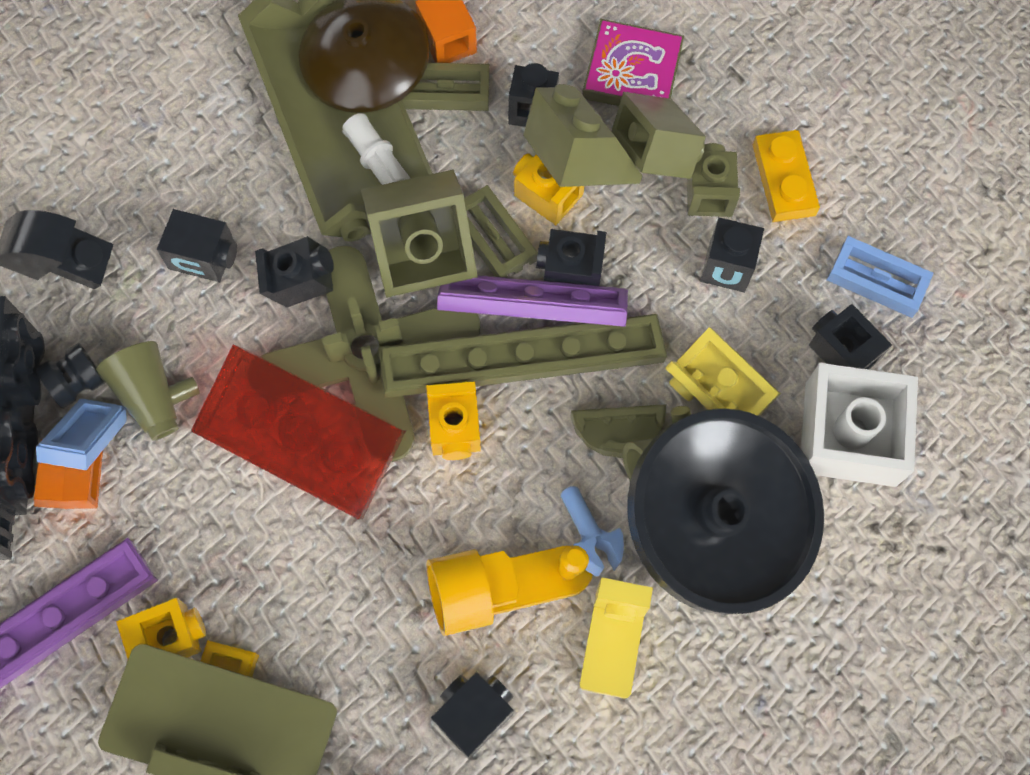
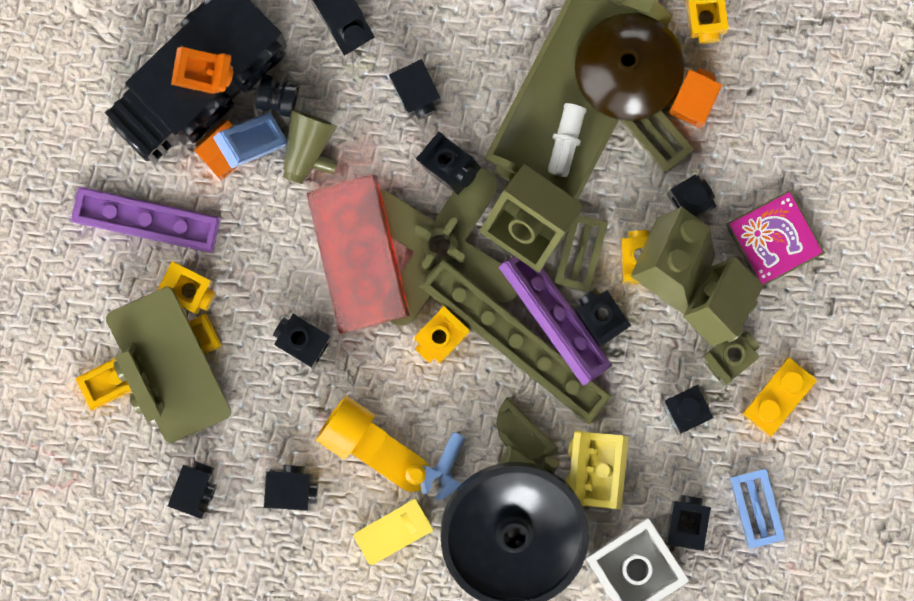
camera: 55 degrees right, 15 degrees up
(328, 561) = (301, 340): none -> black brick

